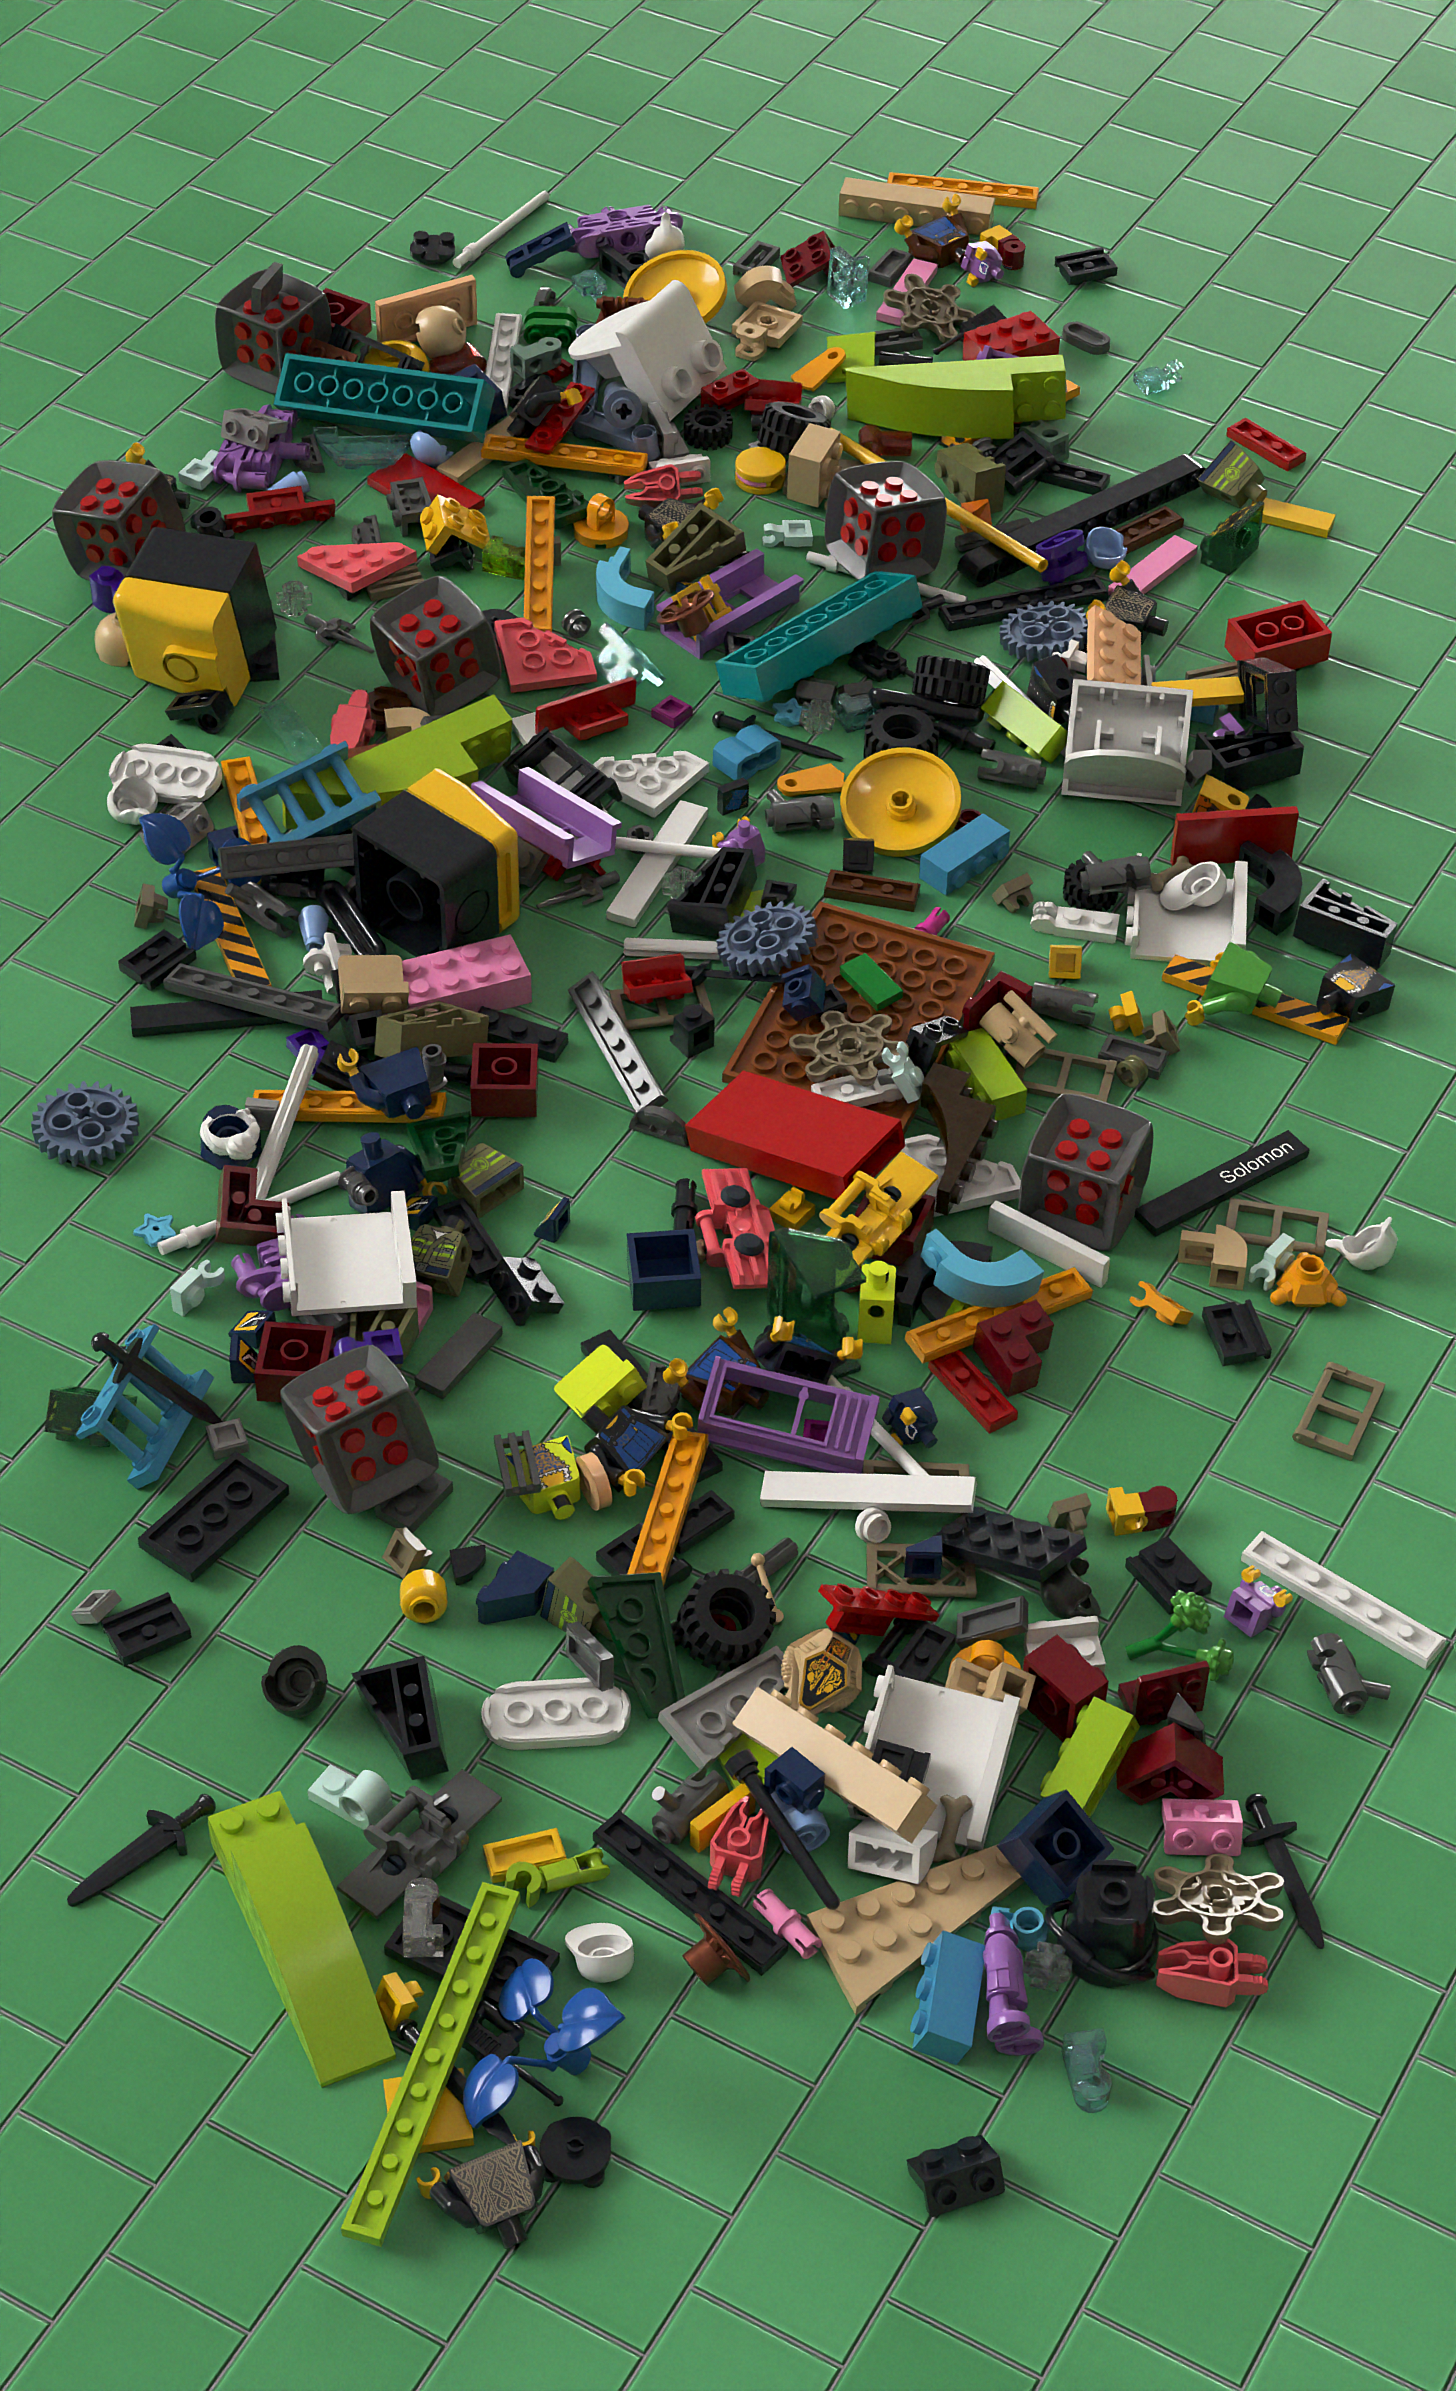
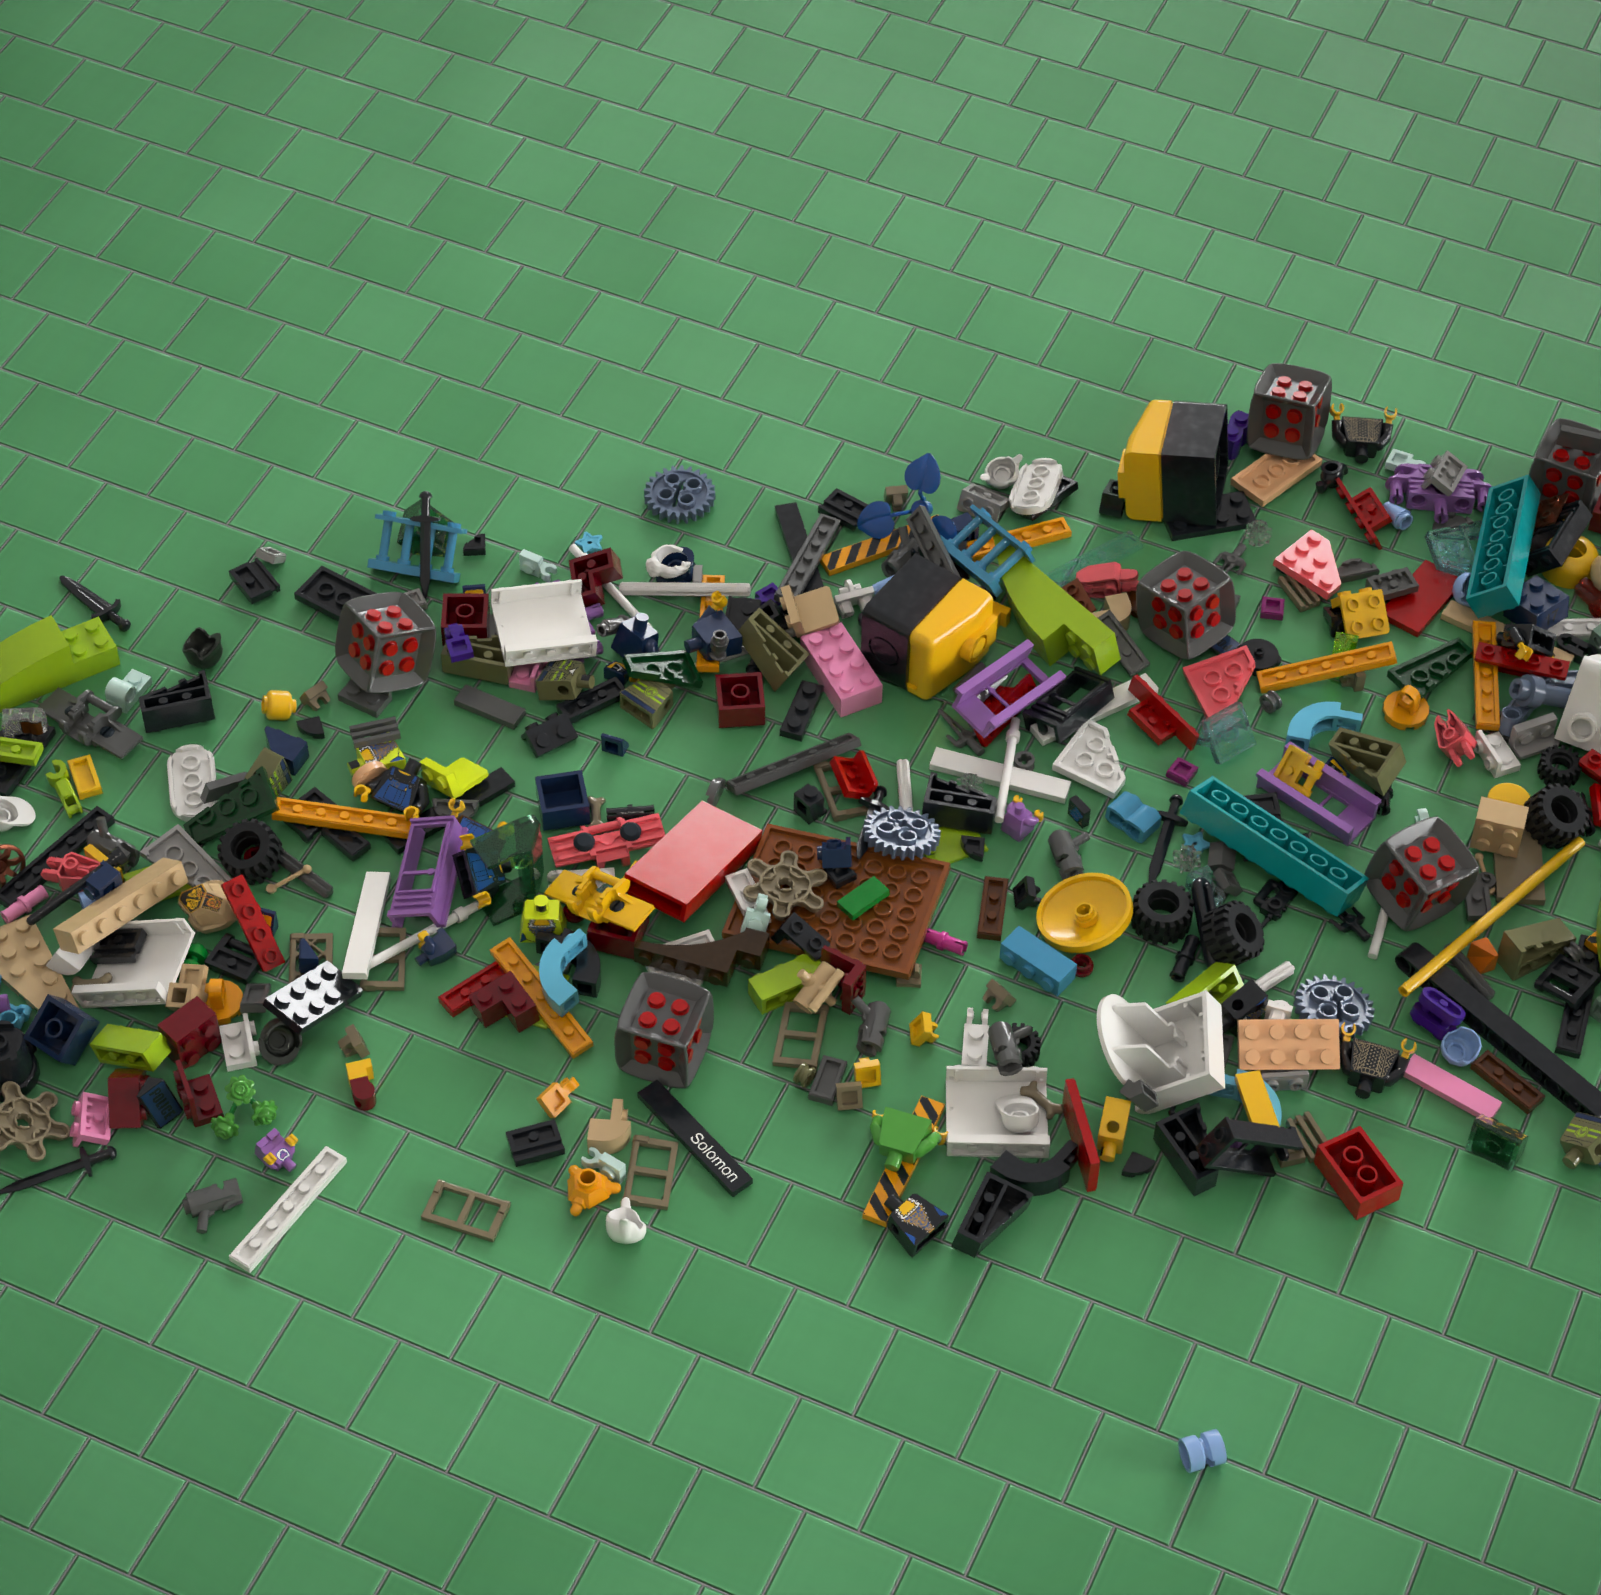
camera: 85 degrees right, 5 degrees up
(666, 517) = (1418, 750): torso -> none
(690, 616) = (1270, 757): copper wheel -> none
(812, 781) = (1114, 862): light orange piece -> none
(873, 1525) = (342, 932): white plate -> none
(885, 442) = (1573, 883): clear red piece -> none
(997, 607) = (1384, 1001): black tile -> none
(1012, 769) = (1148, 984): dark grey piece -> none
(1048, 1243) = (603, 1037): white tile -> none
(1165, 1570) = (308, 1104): black plate -> none
(1297, 518) = (1560, 1196): yellow tile -> none

